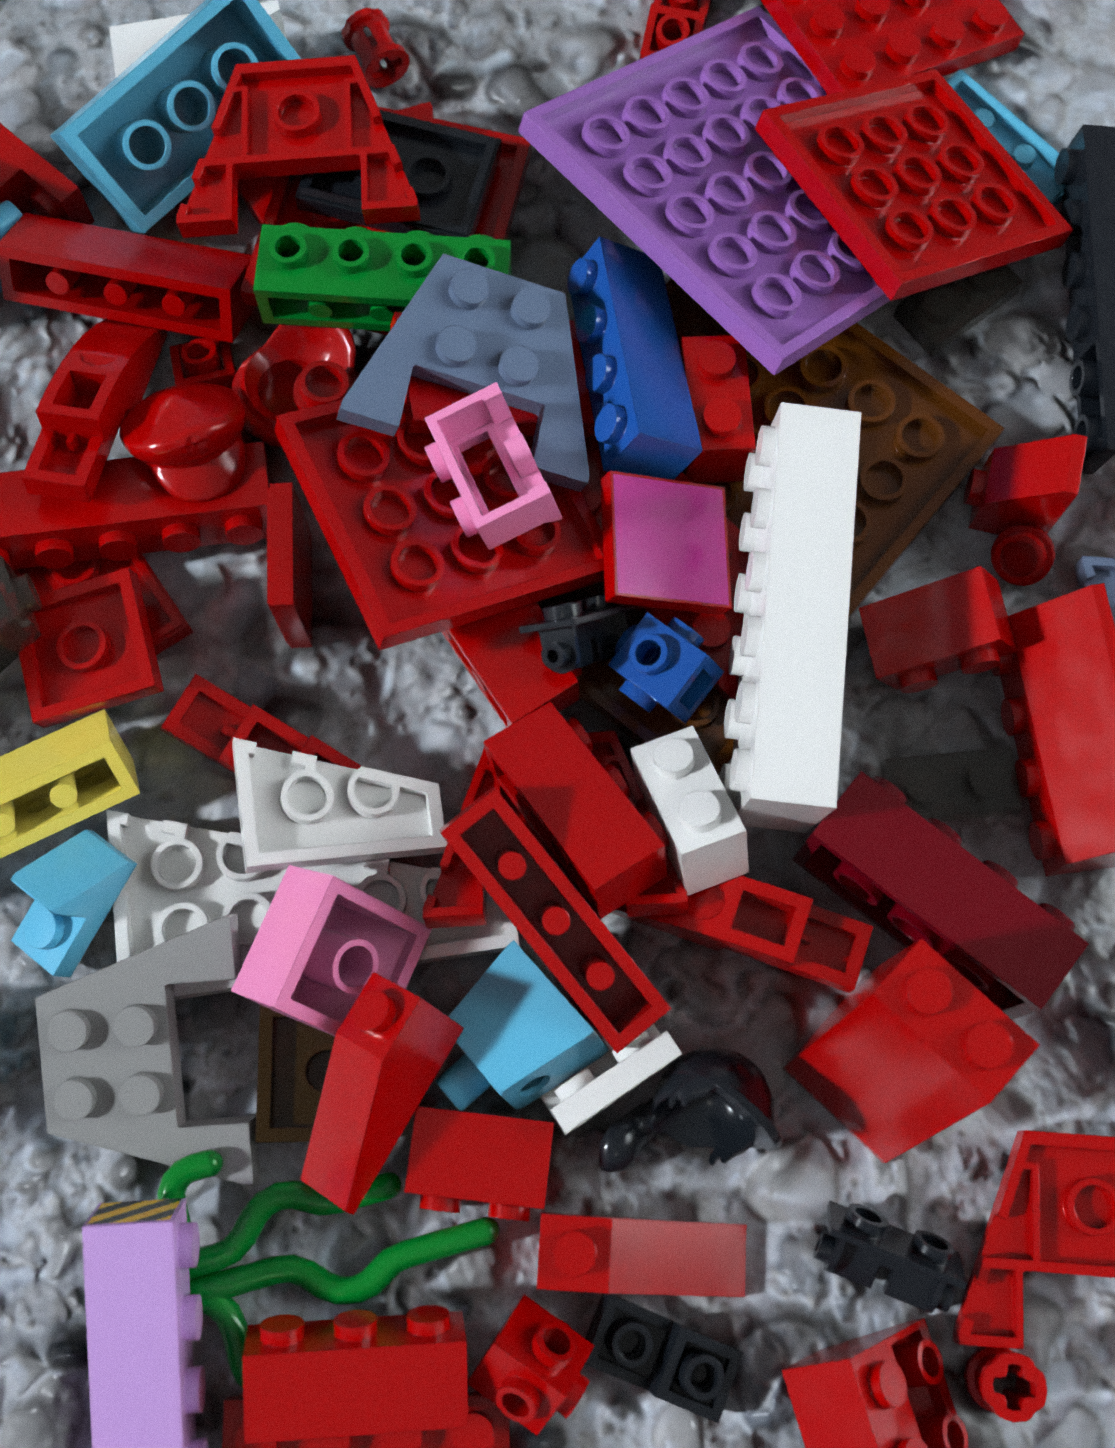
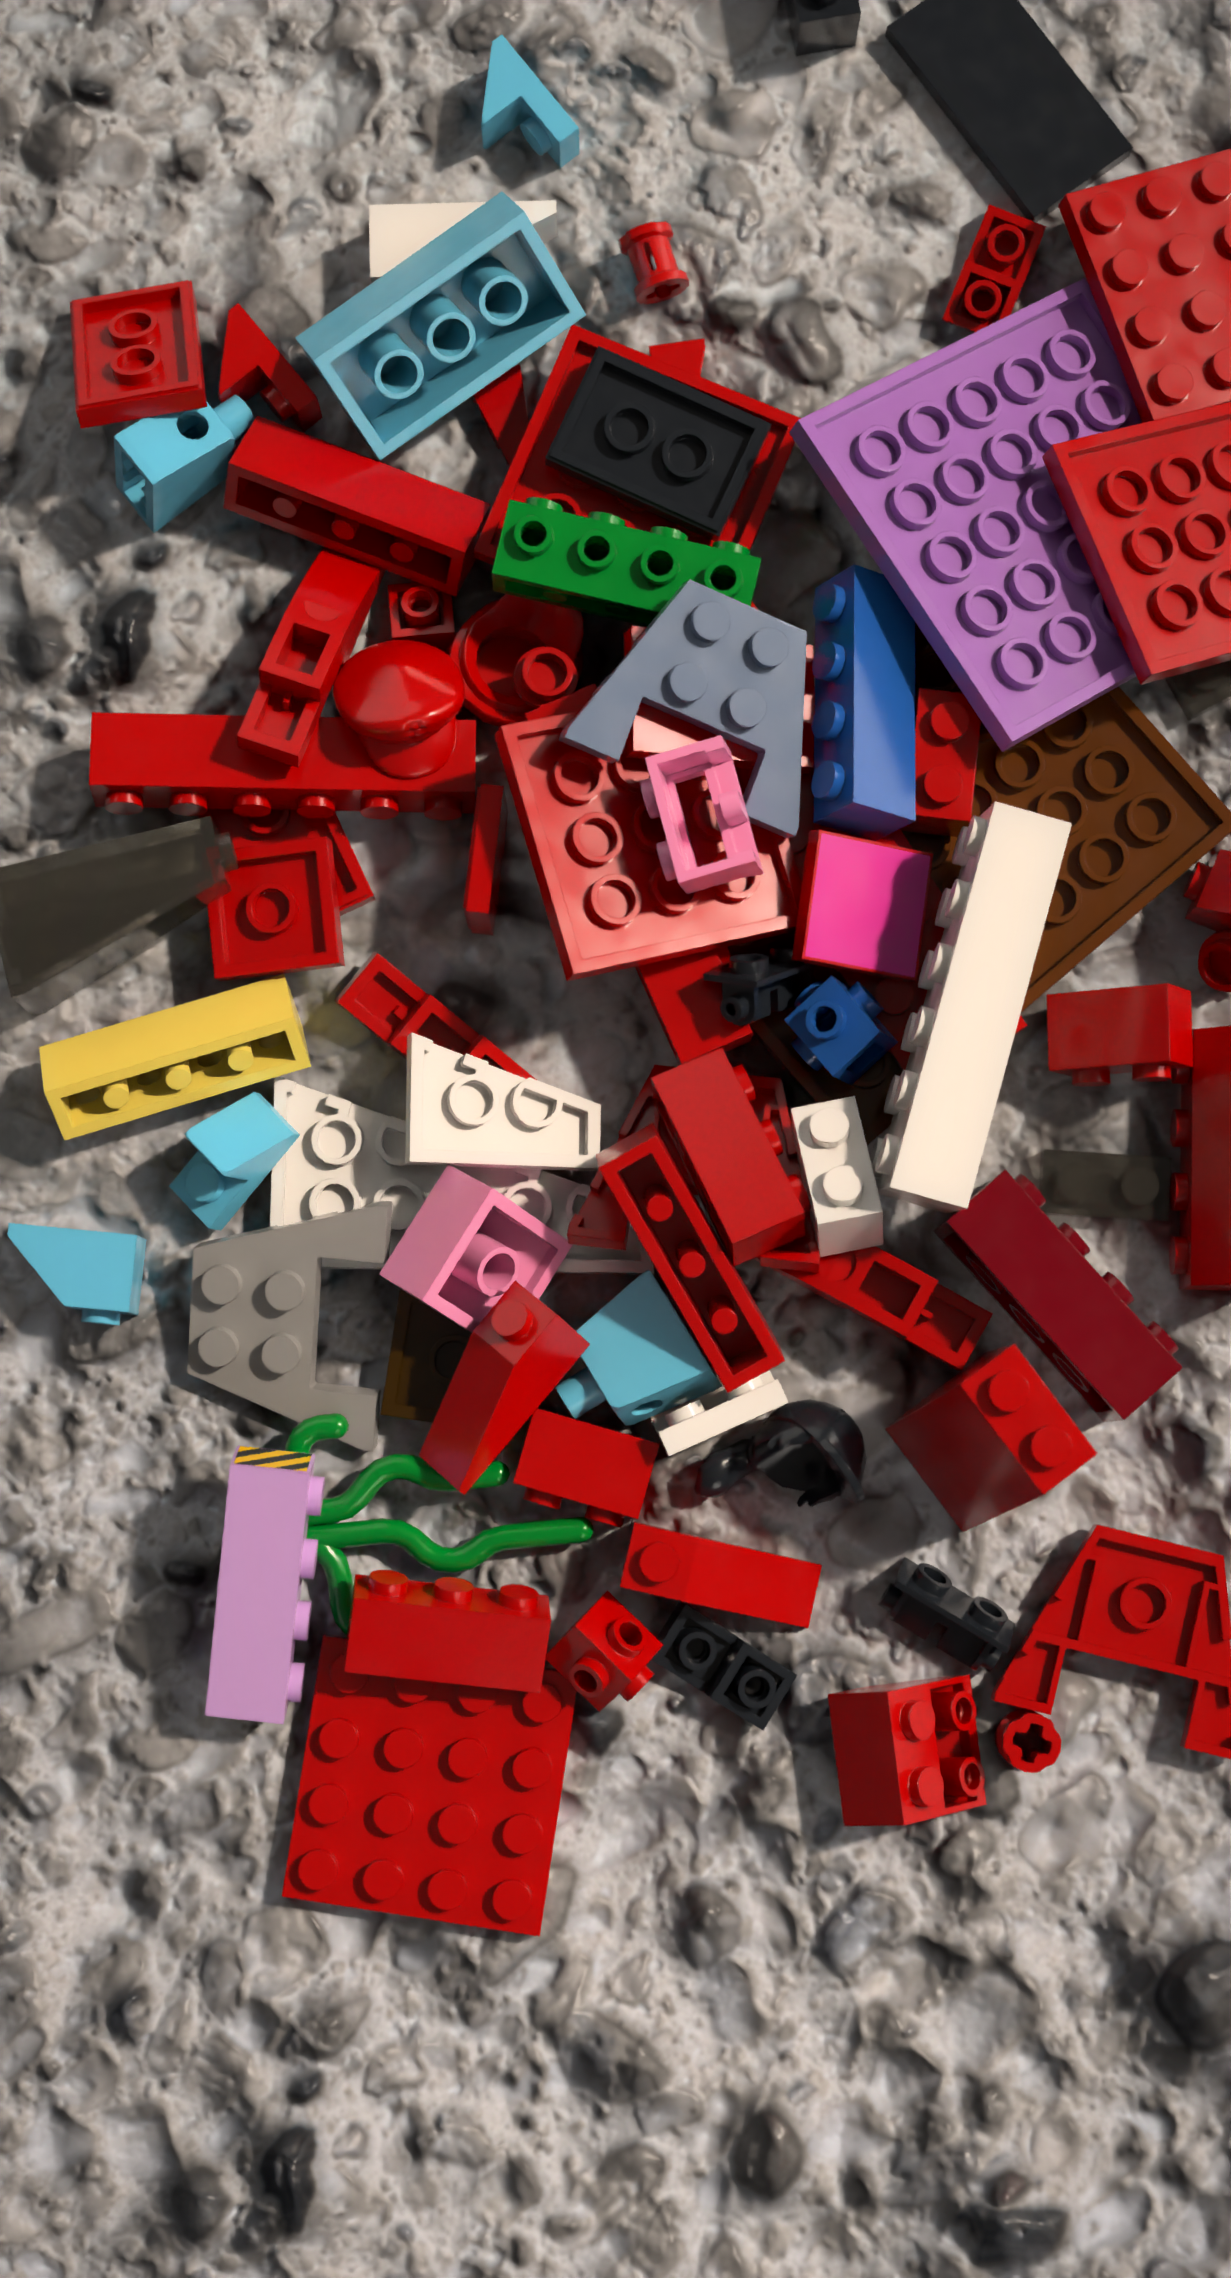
camera: 10 degrees right, 10 degrees up
(296, 122) = (561, 380): red wing -> none

